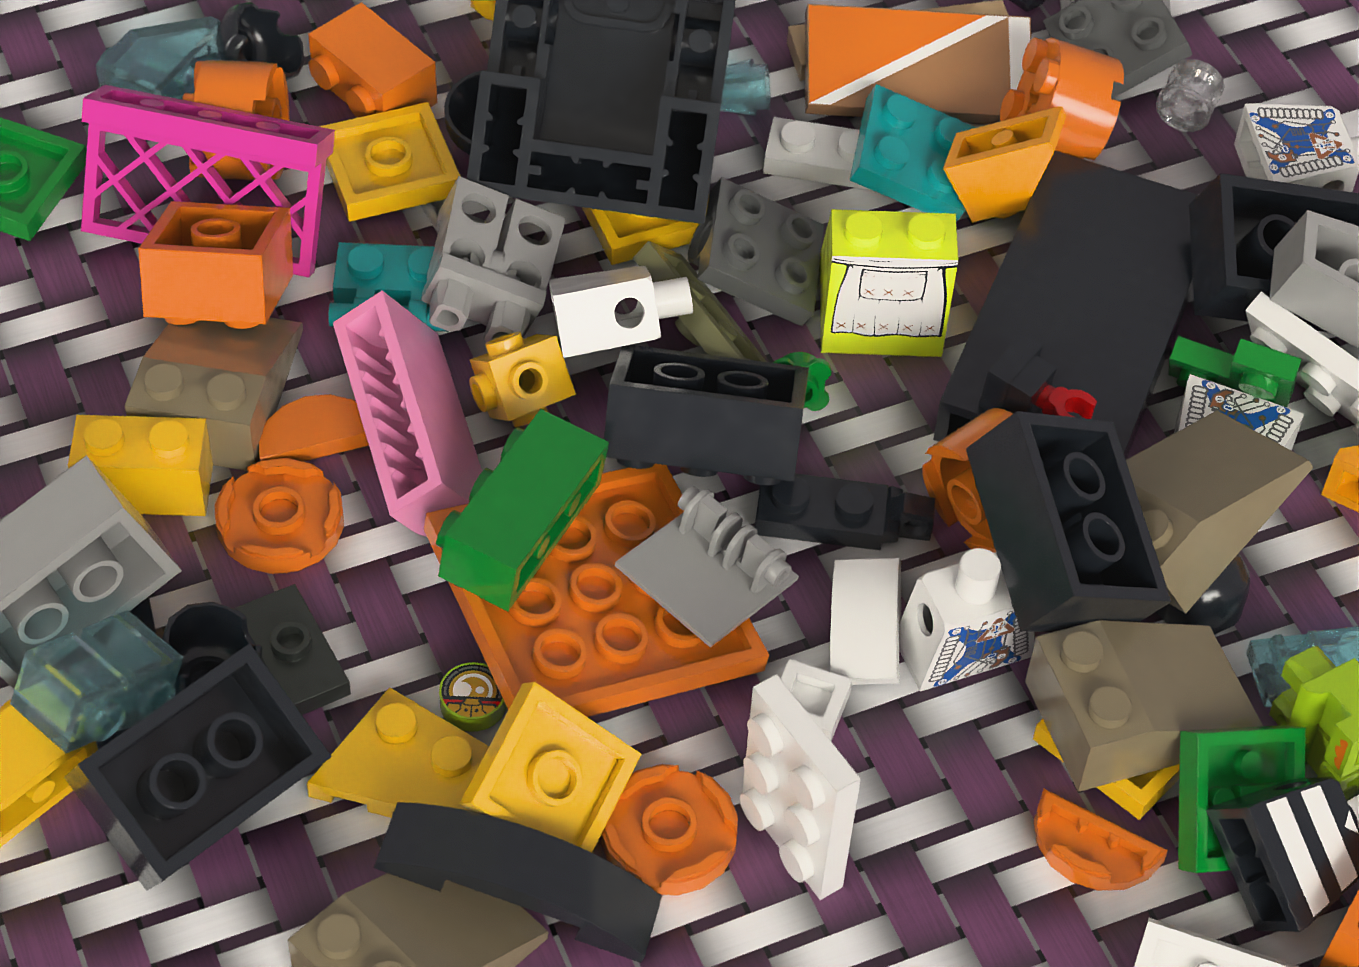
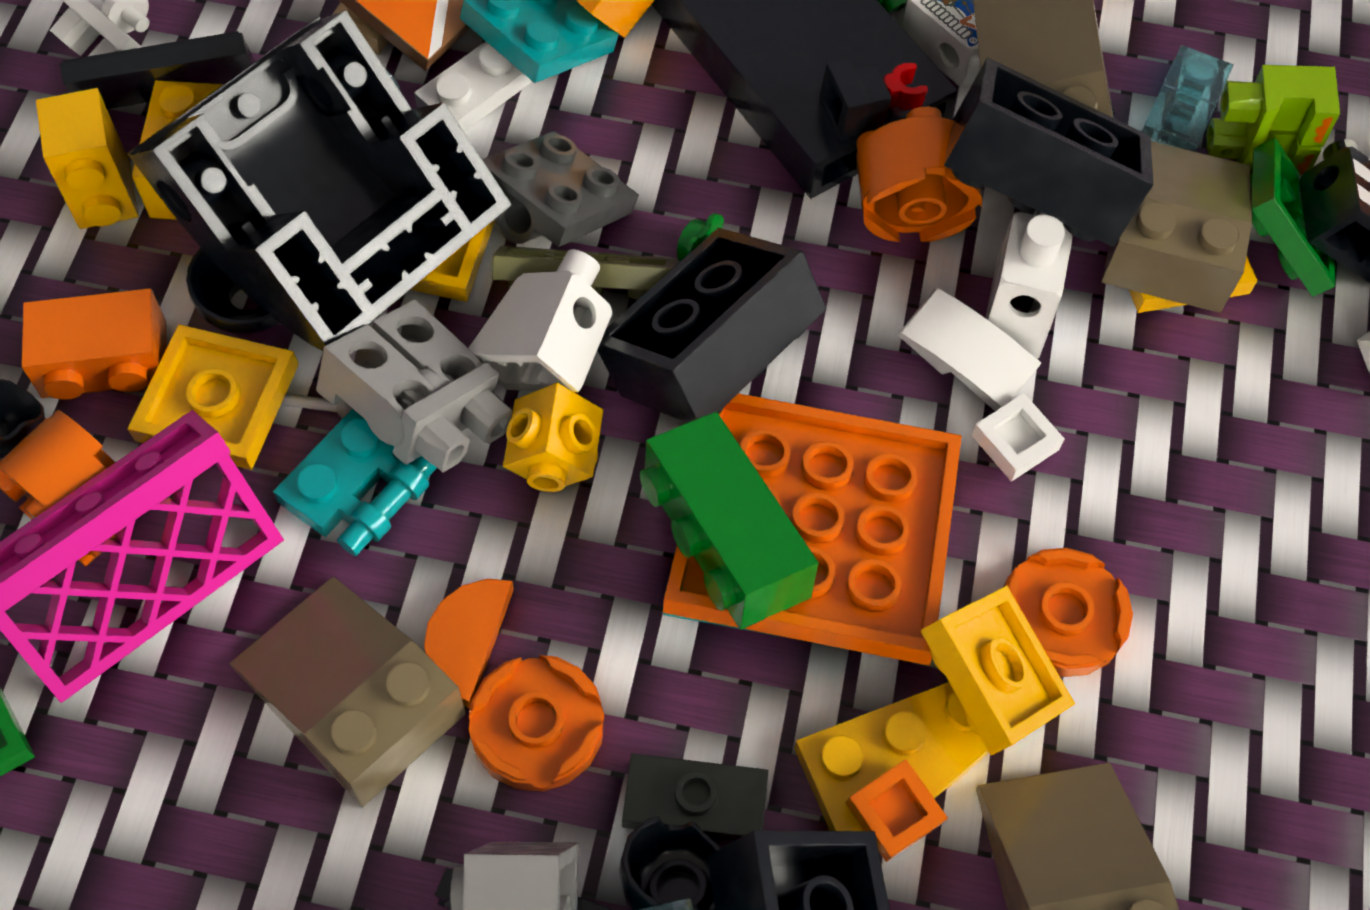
camera: 55 degrees left, 10 degrees up
(152, 461) = (407, 808): yellow brick -> none
(216, 263) = (235, 603): orange brick -> none
(373, 779) = (896, 809): none -> orange tile
(408, 410) = (528, 550): bright pink brick -> none
(471, 697) = (842, 681): tile -> none
(522, 868) = (1060, 758): black slope -> none
(708, 567) = (863, 423): light grey hinge -> none
(798, 788) = (1150, 488): white plate -> none
(842, 512) = (852, 295): black hinge -> none
(887, 282) = (673, 121): slope -> none
(1092, 848) = (1251, 340): orange tile -> none

